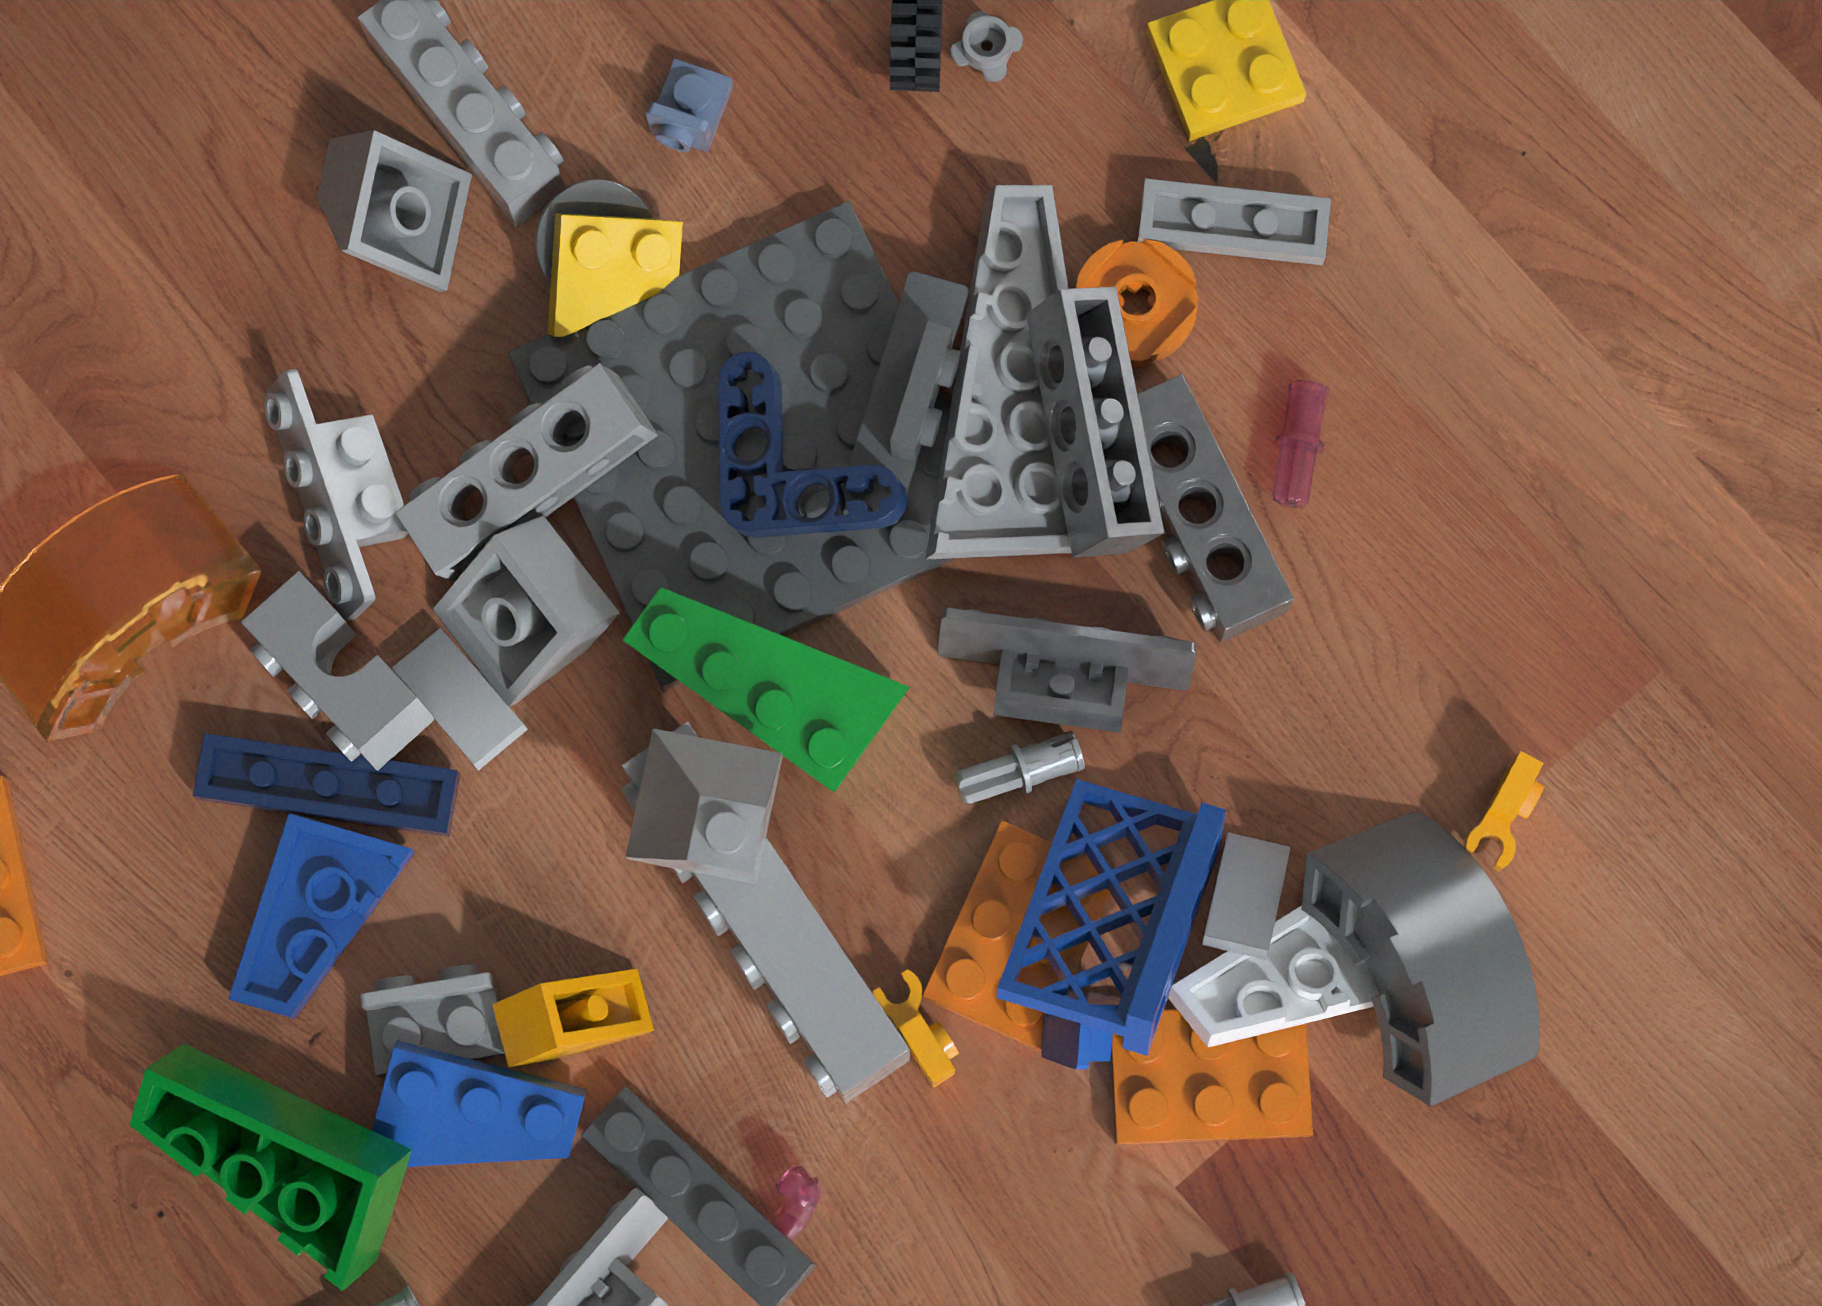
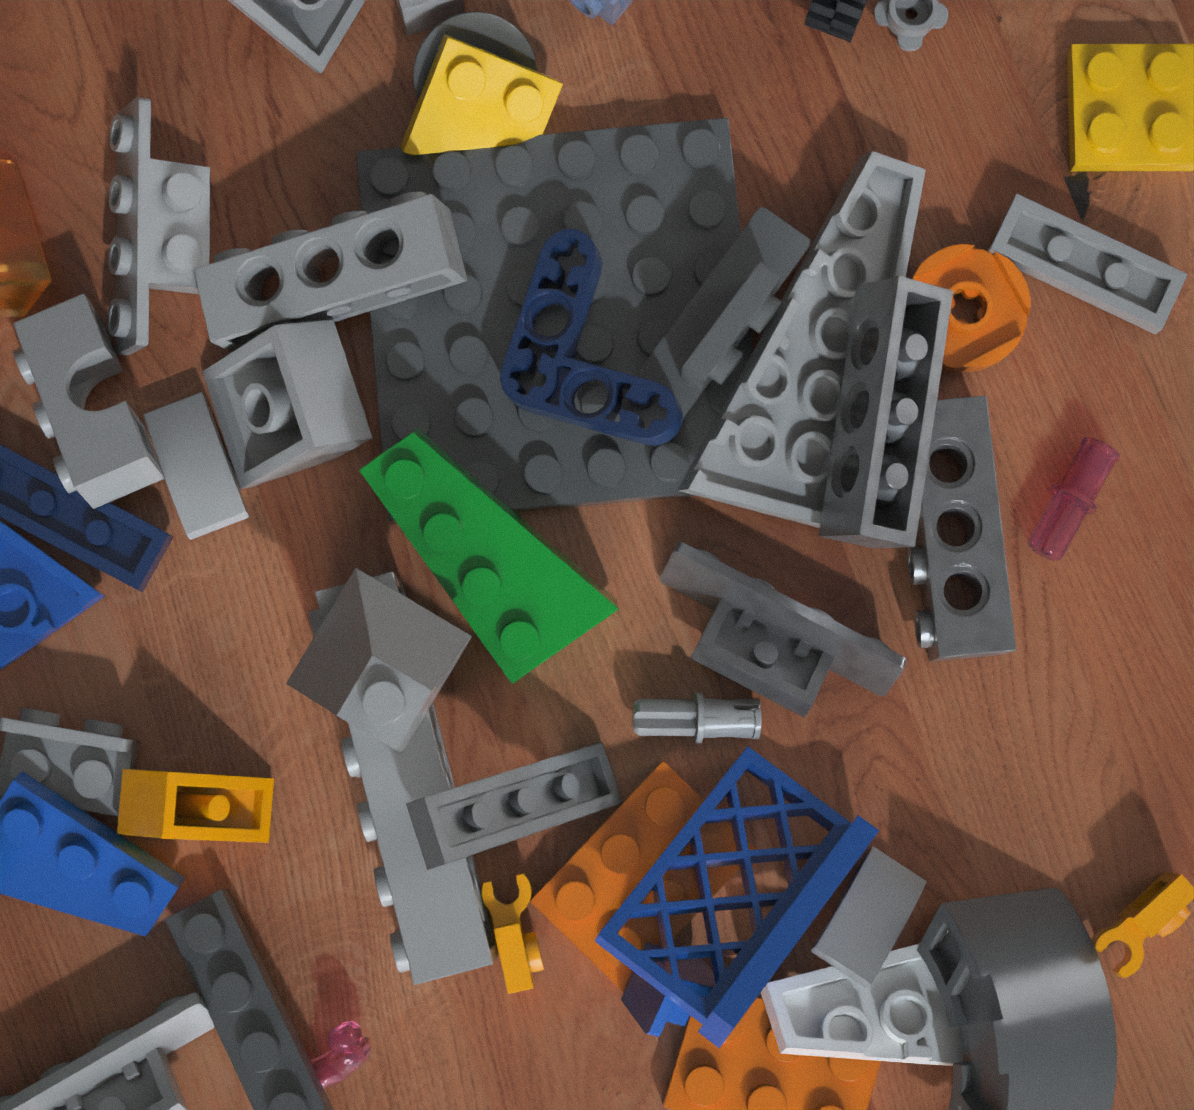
camera: 15 degrees right, 5 degrees up
(877, 898) = (512, 805): none -> dark grey plate

